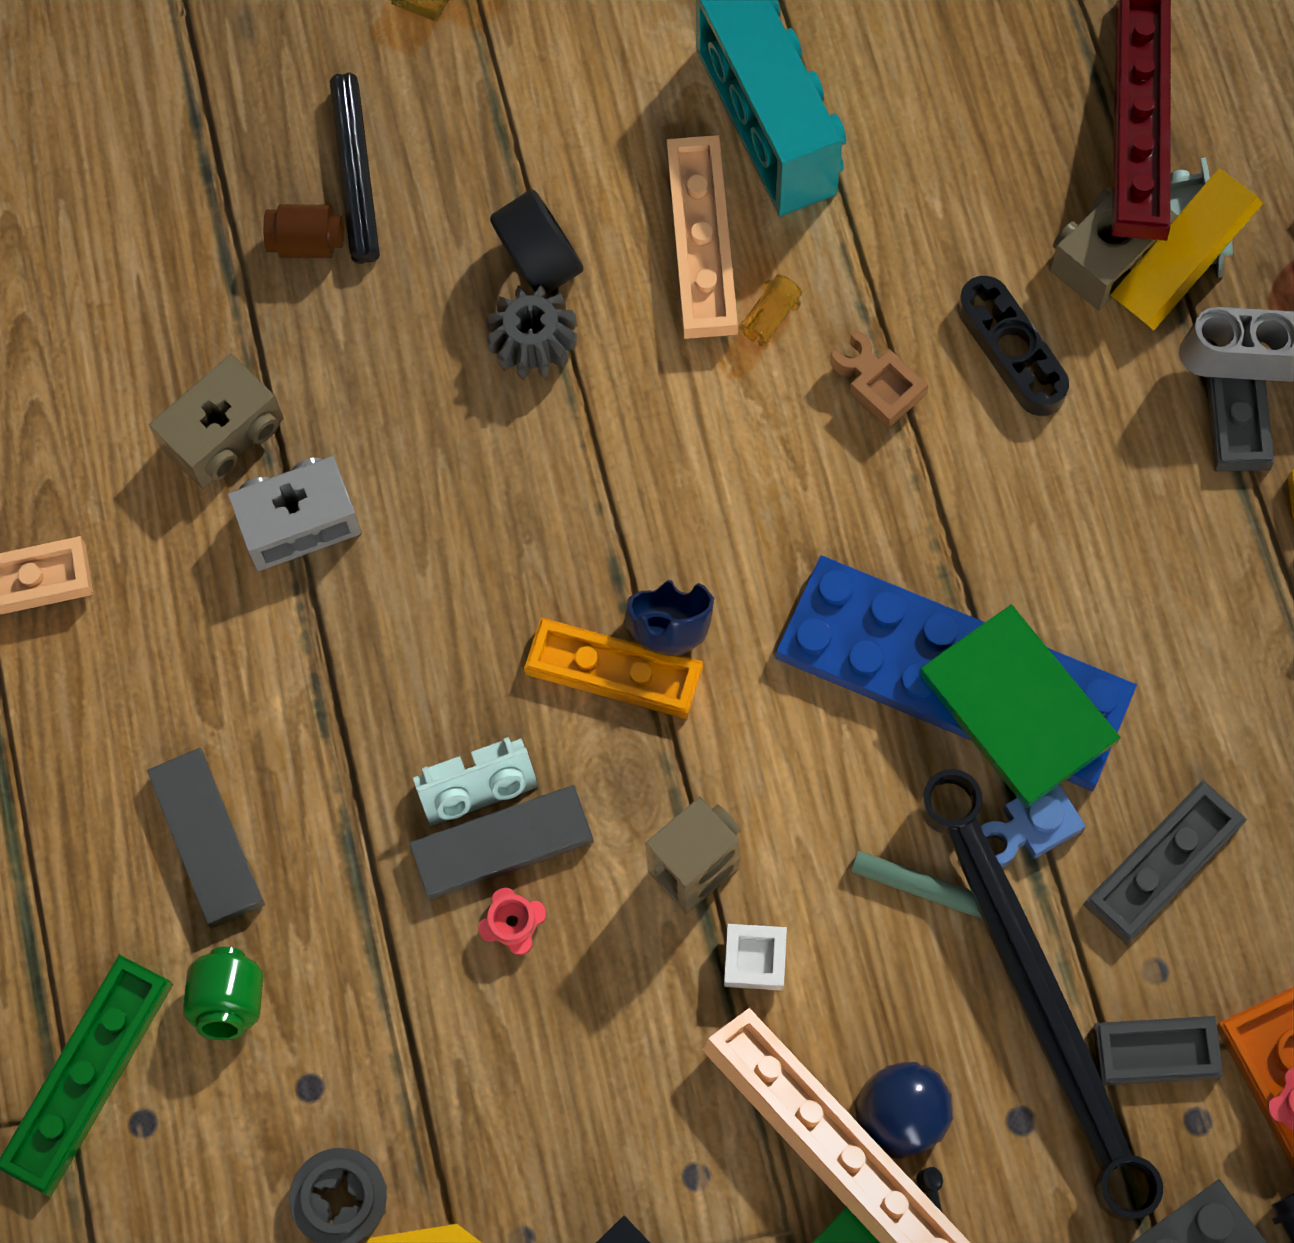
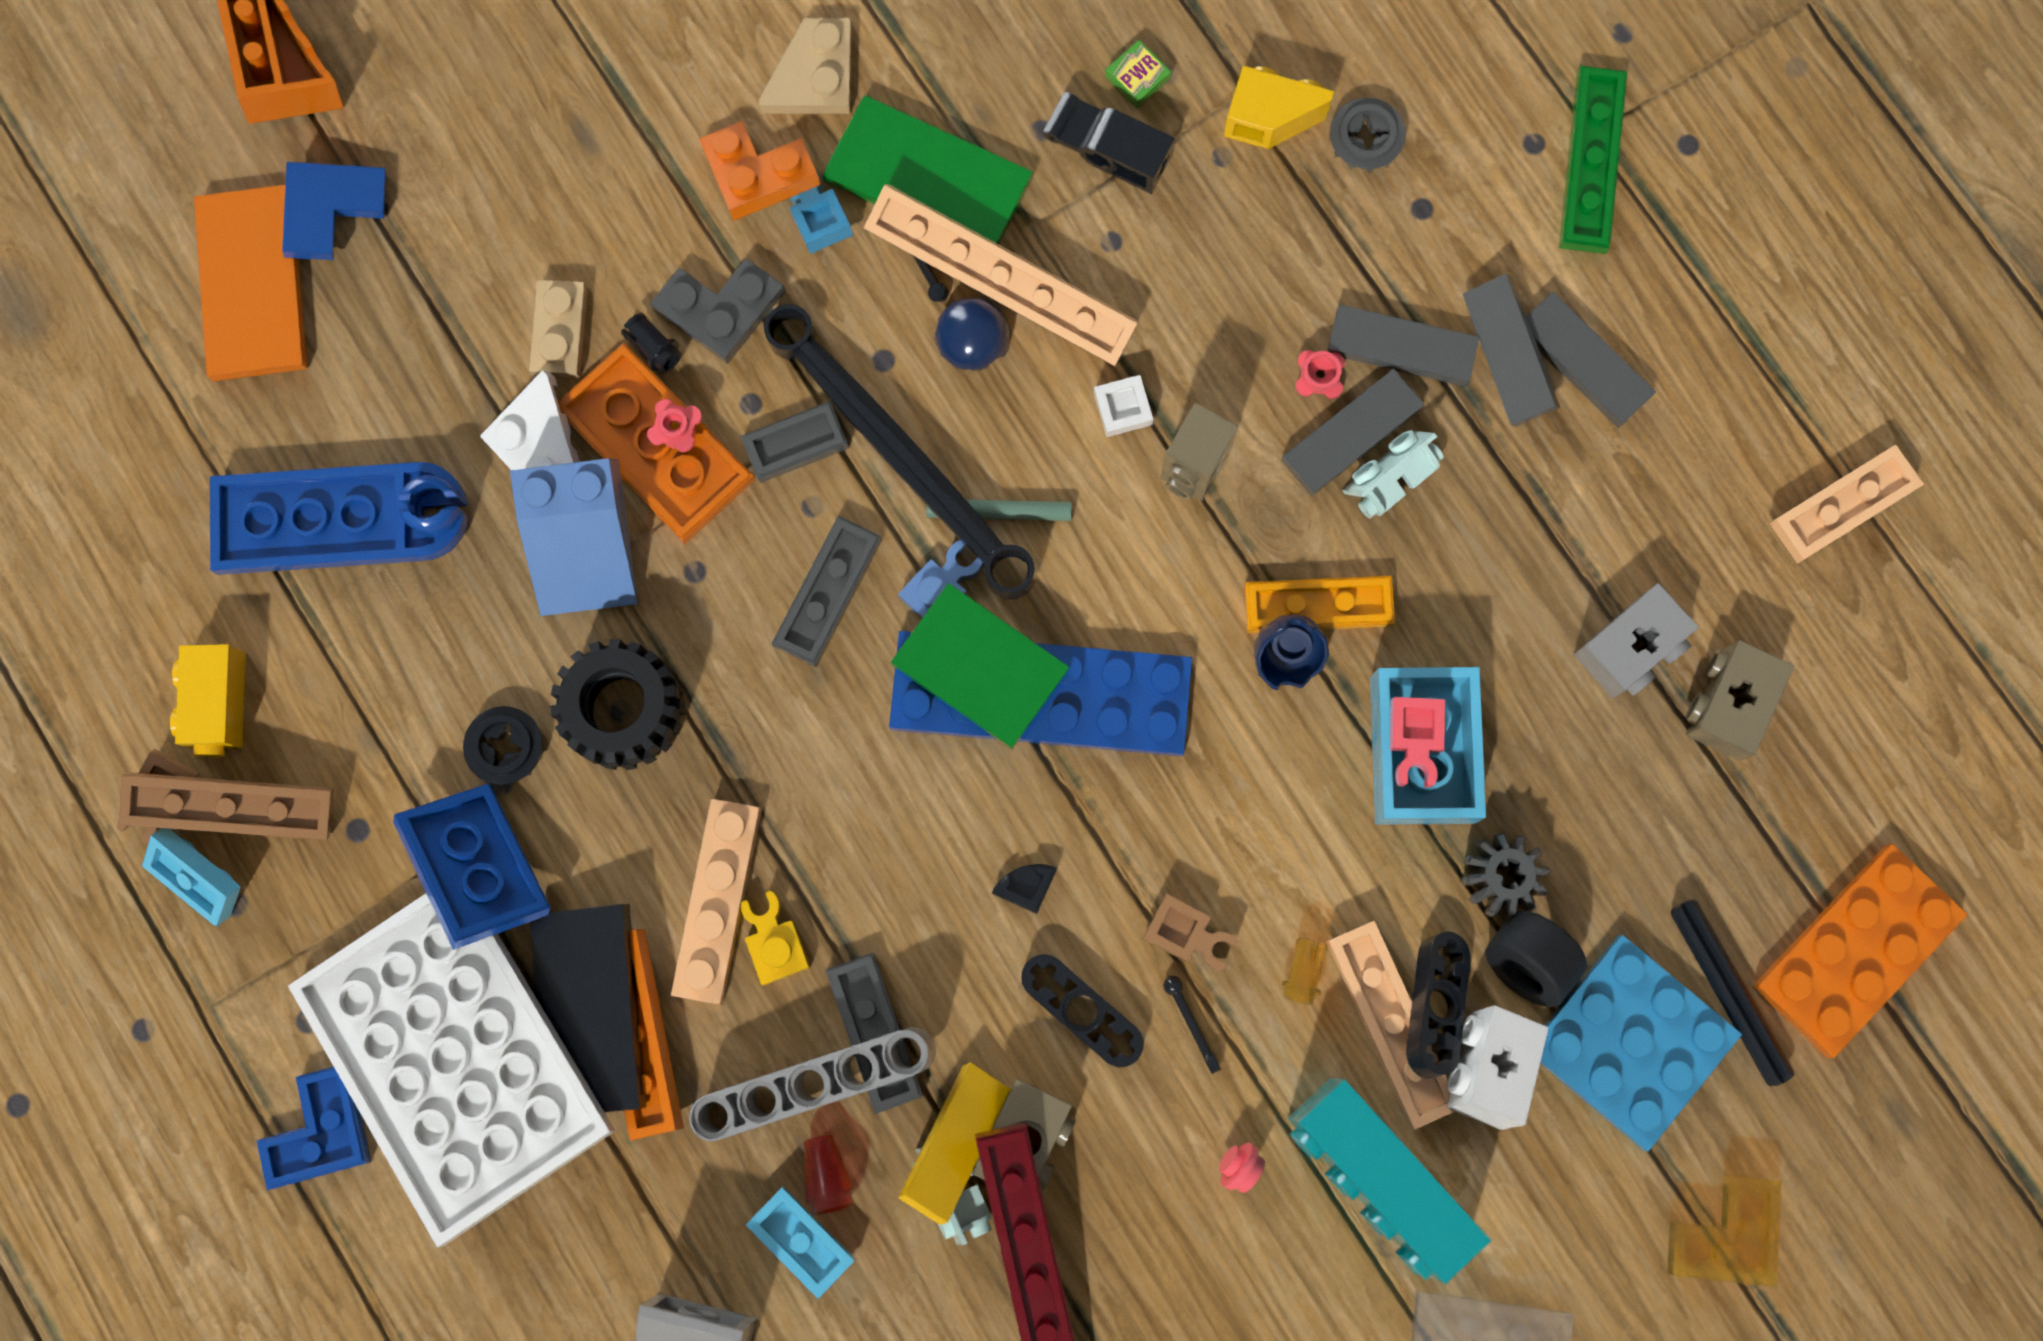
camera: 160 degrees right, 10 degrees up
(212, 167) = (1859, 951): none -> orange plate
(223, 994) = (1516, 242): green head -> none
(285, 871) = (1511, 350): none -> dark grey tile
(303, 231) = (1748, 906): reddish brown brick -> none
(404, 924) = (1403, 345): none -> dark grey tile
(469, 153) = (1634, 1042): none -> dark azure plate
(562, 471) = (1460, 782): none -> medium azure brick
(577, 461) = (1417, 729): none -> coral plate
(618, 157) = (1497, 1067): none -> white brick
(647, 210) = (1423, 1021): none -> black beam
(901, 155) = (1241, 1167): none -> coral plate
(909, 341) = (1173, 986): none -> black hinge
(1033, 482) = (1026, 886): none -> black tile

